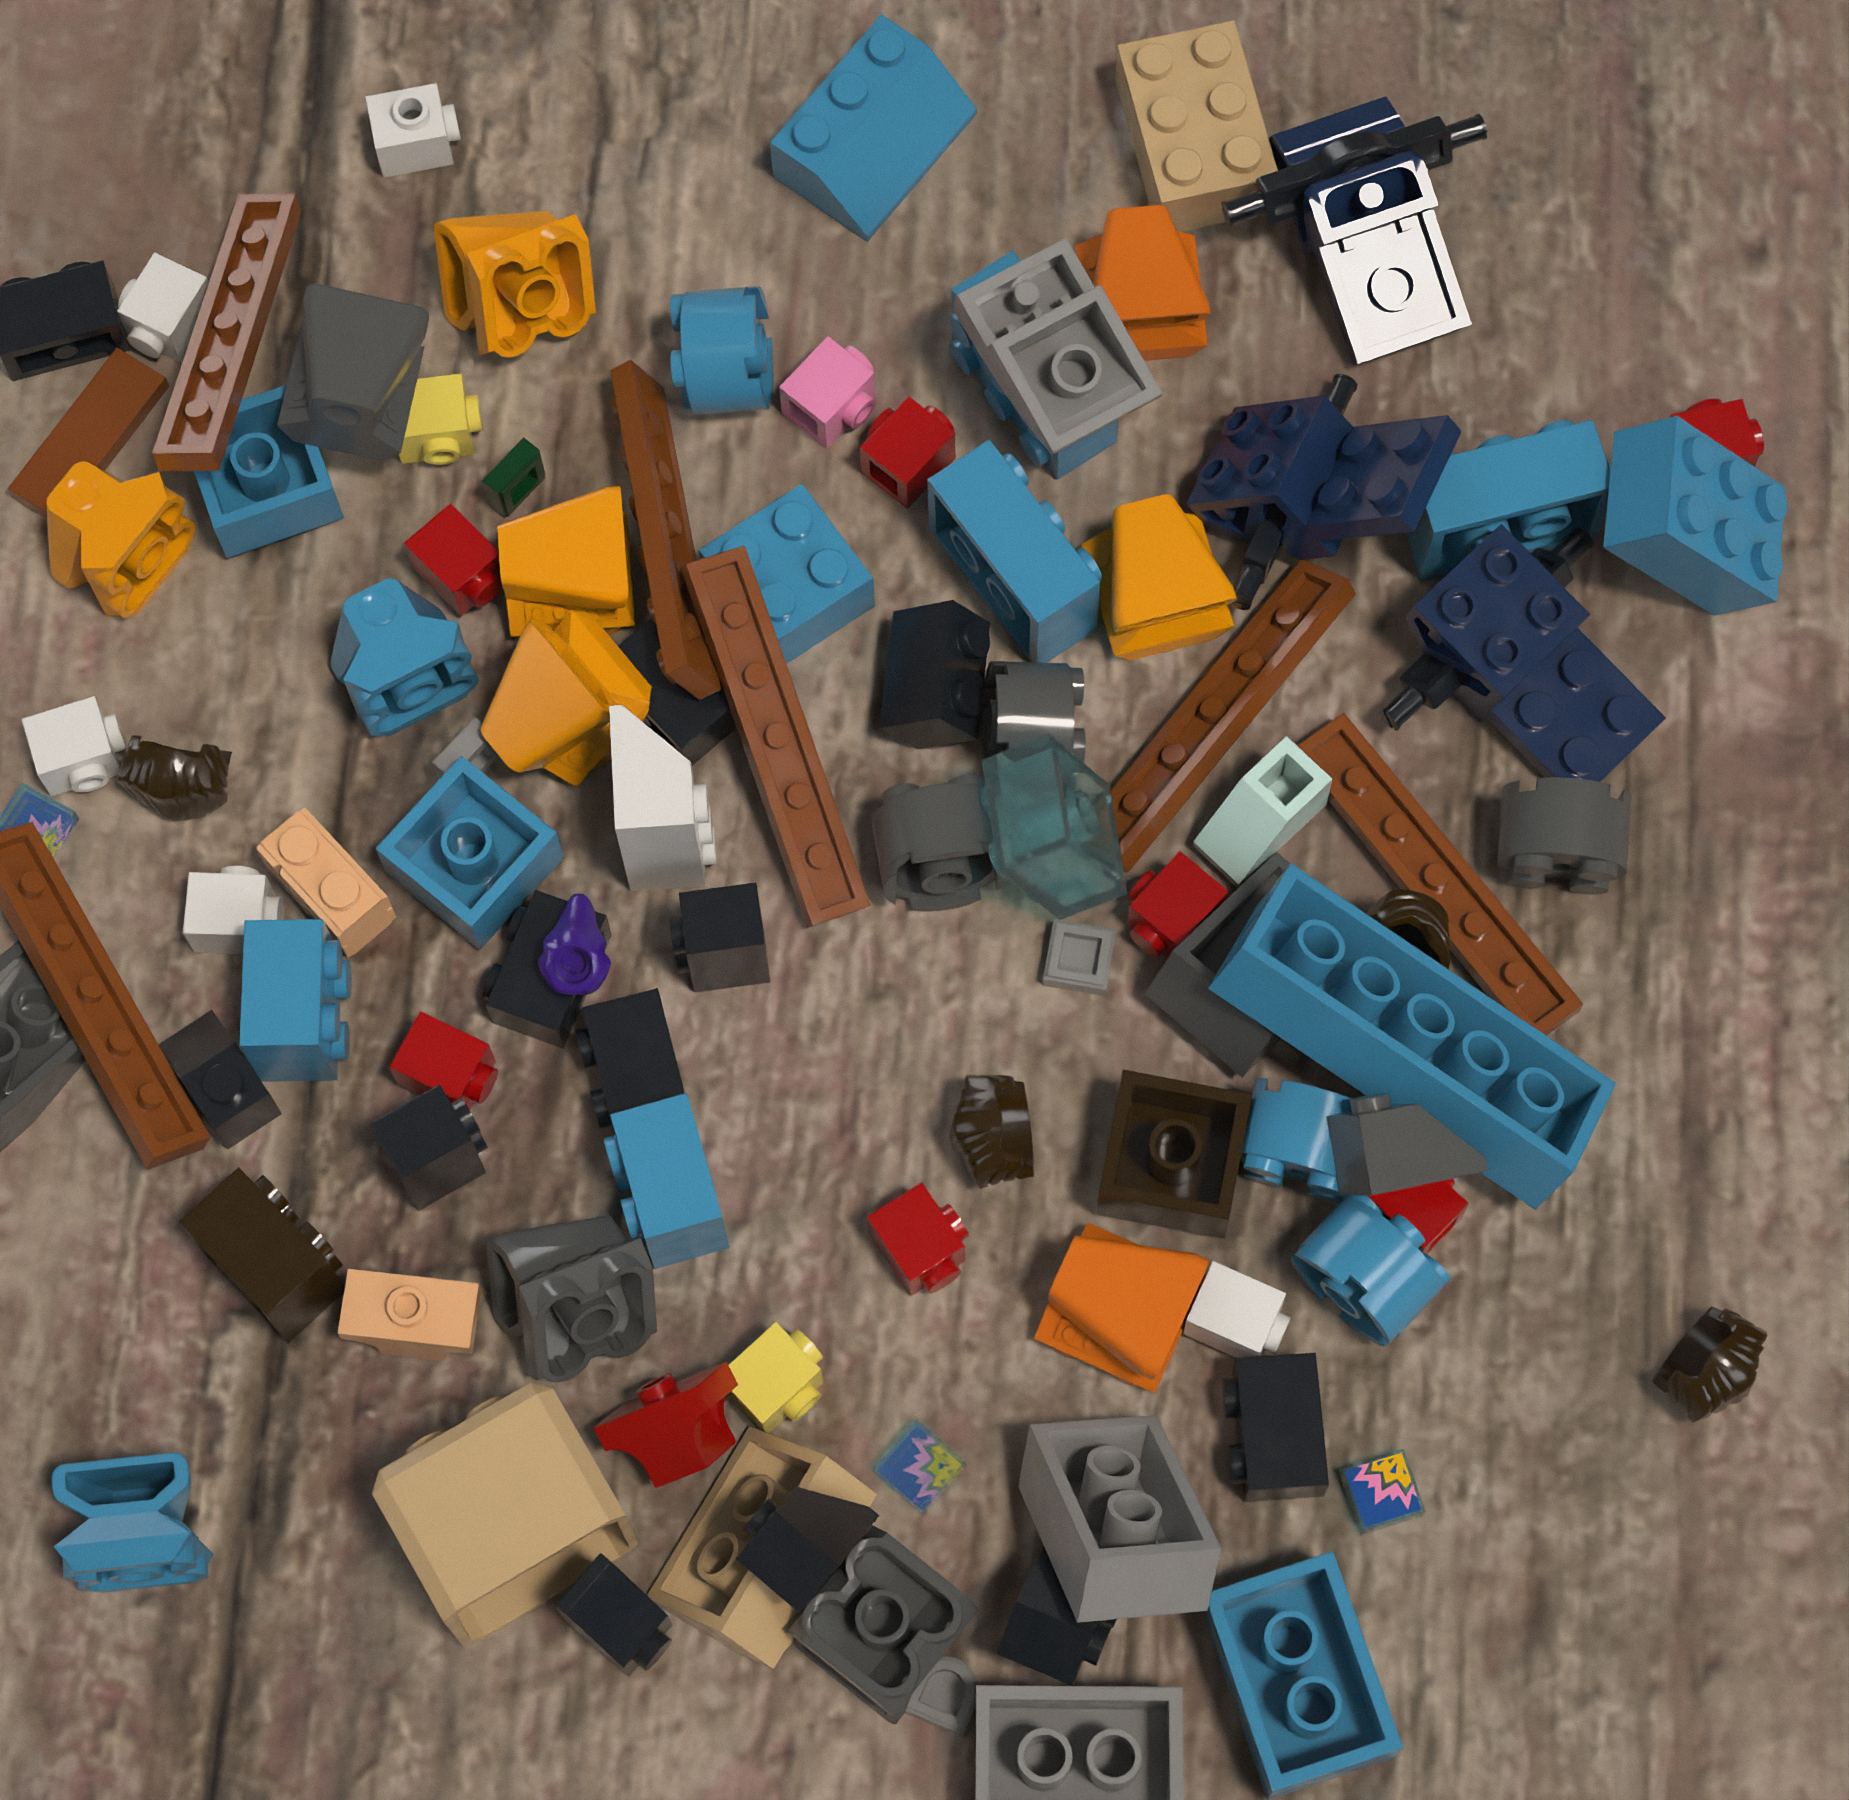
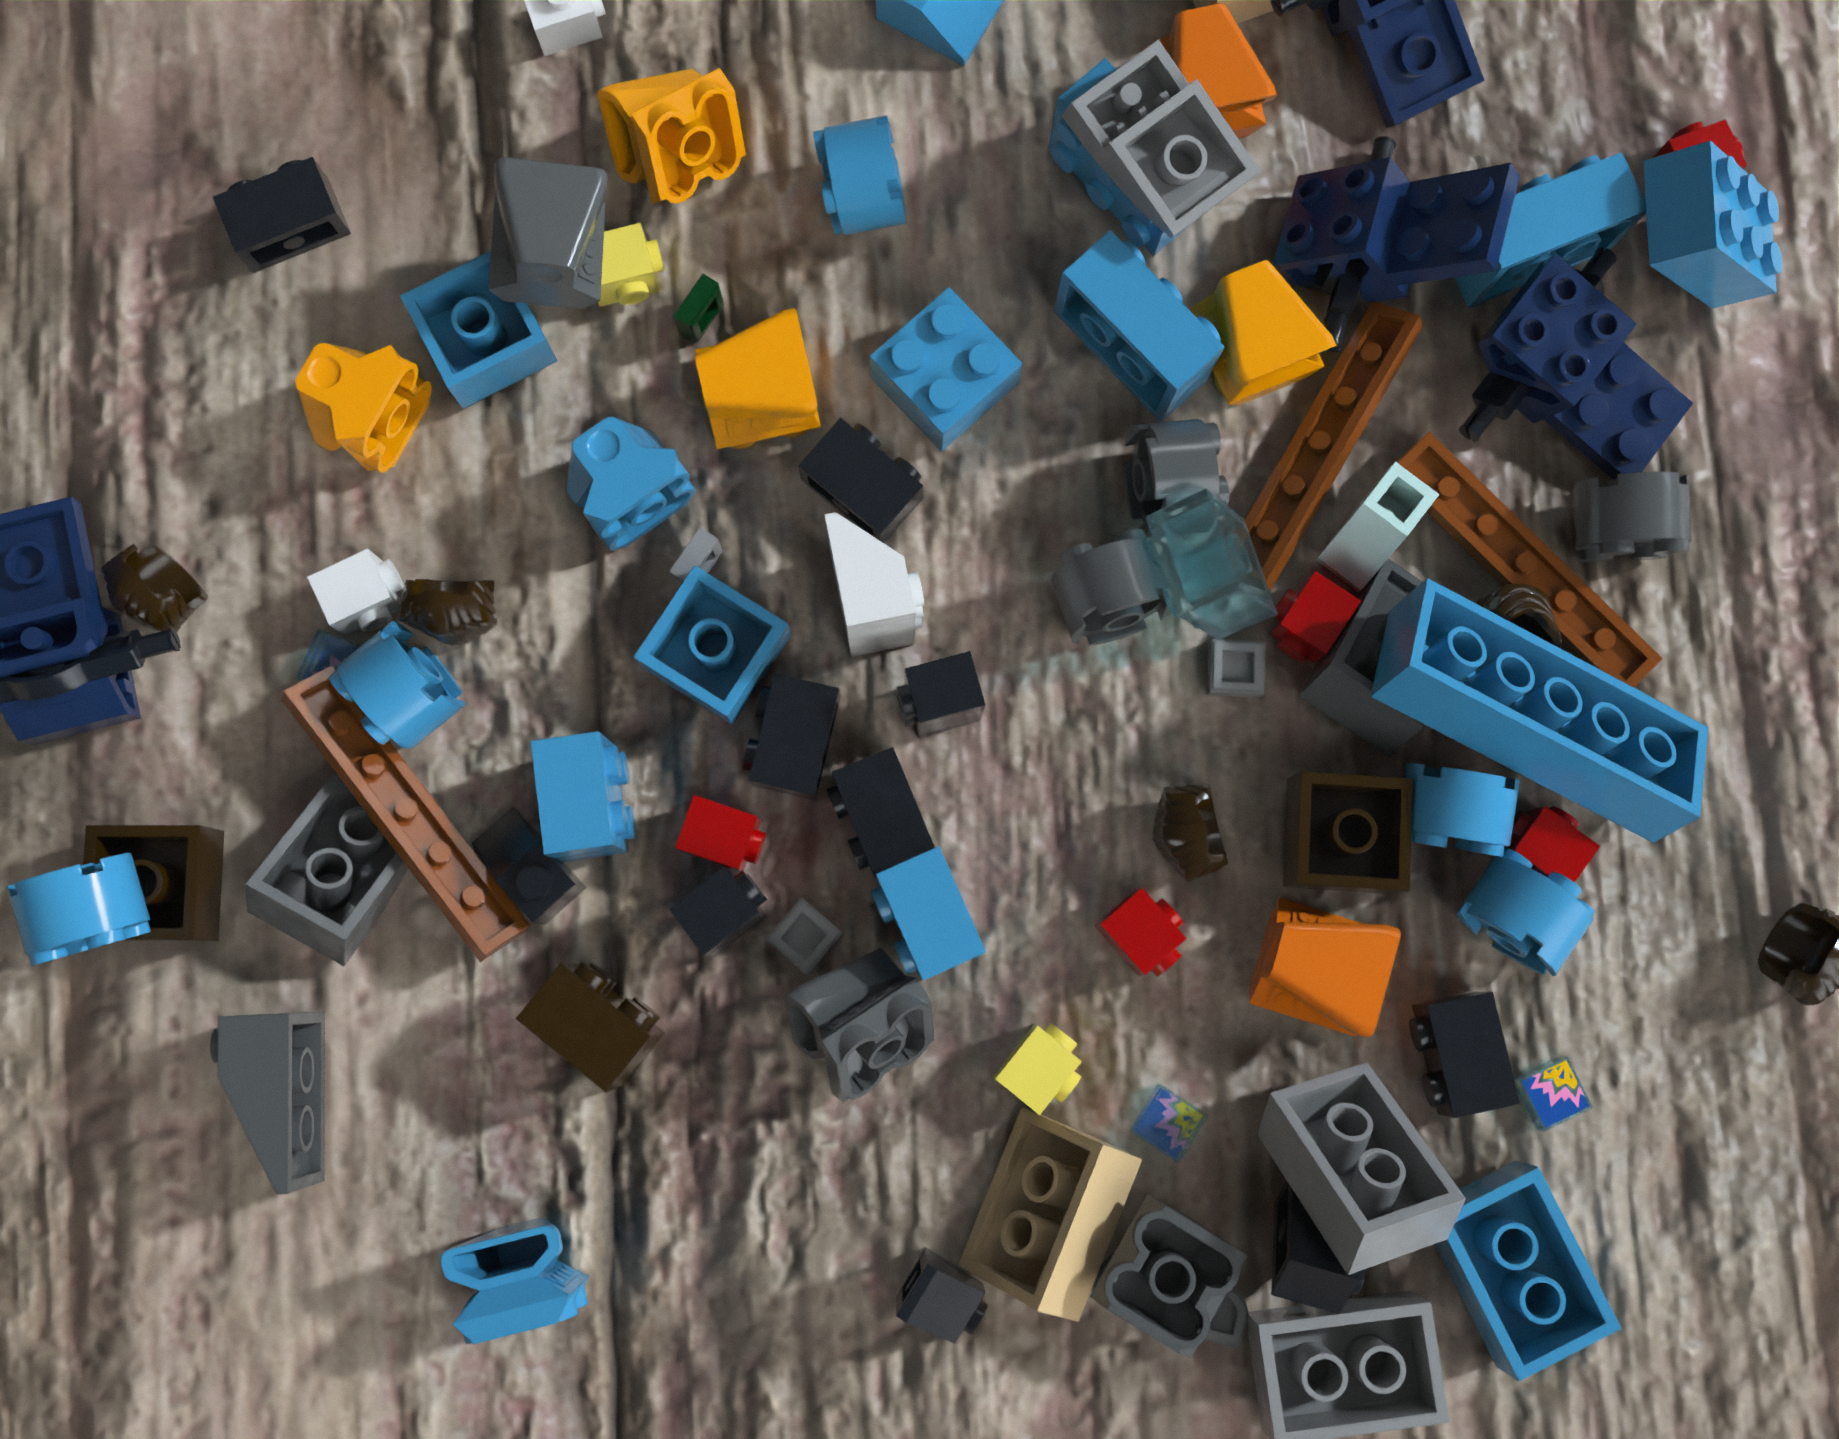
camera: 15 degrees left, 10 degrees up
(92, 427) = (328, 306): dark orange tile -> none
(106, 854) = (398, 687): none -> dark azure brick
(162, 307) = (374, 193): white brick -> none
(220, 905) = (514, 718): white brick -> none
(227, 333) = (431, 212): dark orange plate -> none
(326, 881) = (593, 685): light nougat brick -> none
(409, 1314) = (724, 1057): light nougat brick -> none
(456, 560) = (661, 389): red brick -> none
(501, 1511) = (834, 1235): tan plate -> none
(525, 1196) = (804, 936): none -> light grey tile
(558, 698) = (775, 502): light orange piece -> none
(575, 951) = (819, 725): dark purple animal -> none
(663, 527) = (842, 357): dark orange plate -> none
(673, 1424) = (963, 1125): red brick -> none
(775, 736) = (959, 511): dark orange plate -> none
(802, 1542) = (1104, 1237): black slope -> none
(829, 392) = (956, 201): bright pink brick -> none
(907, 449) = (1029, 245): red brick -> none
(935, 675) = (1085, 440): black brick -> none
(1237, 1314) = (1427, 966): white brick -> none
(1395, 1147) = (1547, 818): dark grey slope -> none

